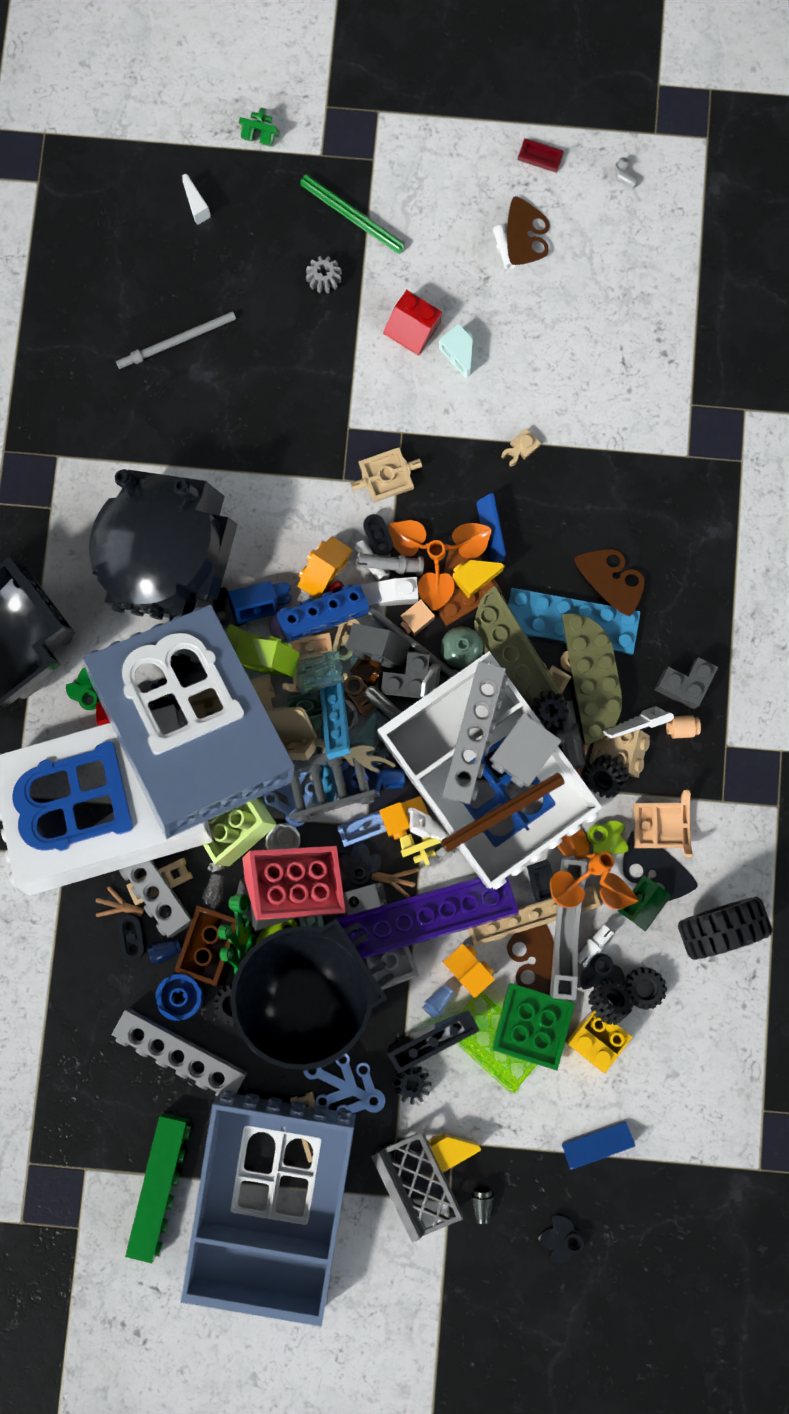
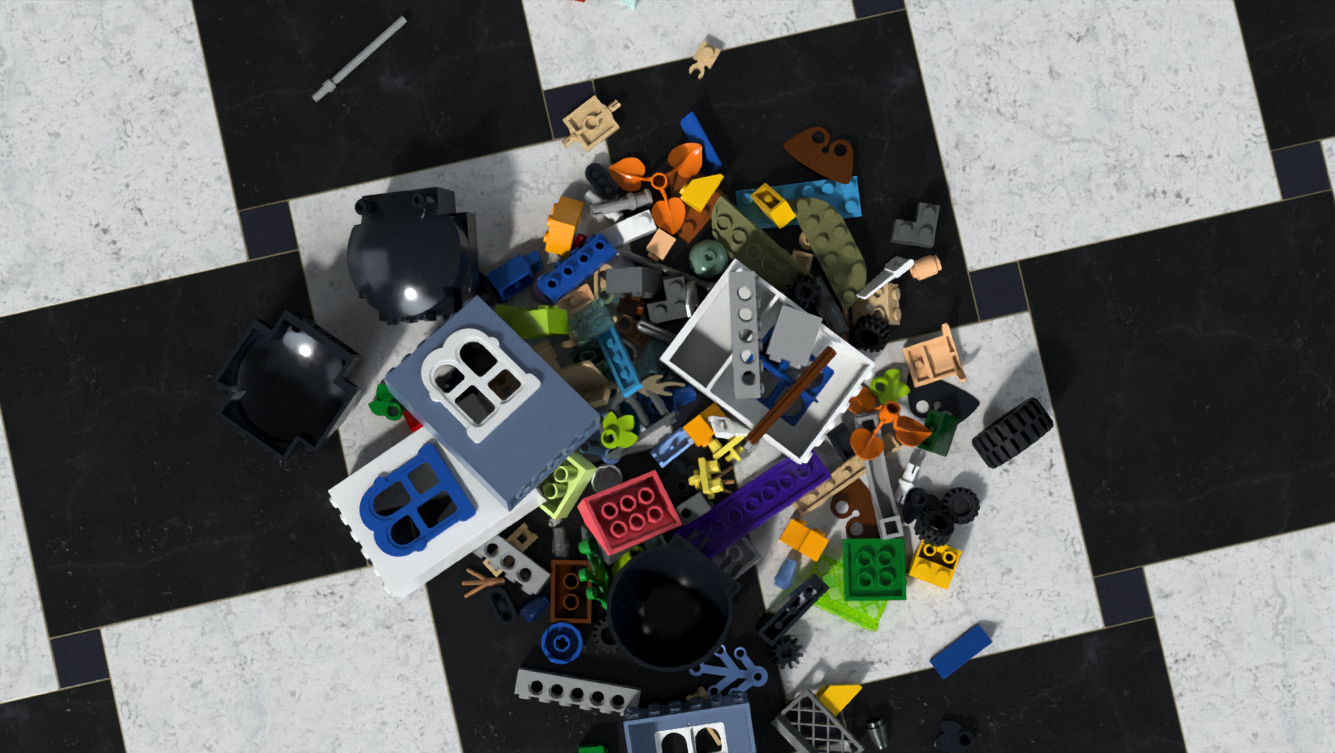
camera: 20 degrees left, 5 degrees up
(313, 791) = (620, 428): none -> lime plate
(384, 873) = (704, 478): none -> light yellow hips
(545, 613) = (773, 205): none -> yellow slope

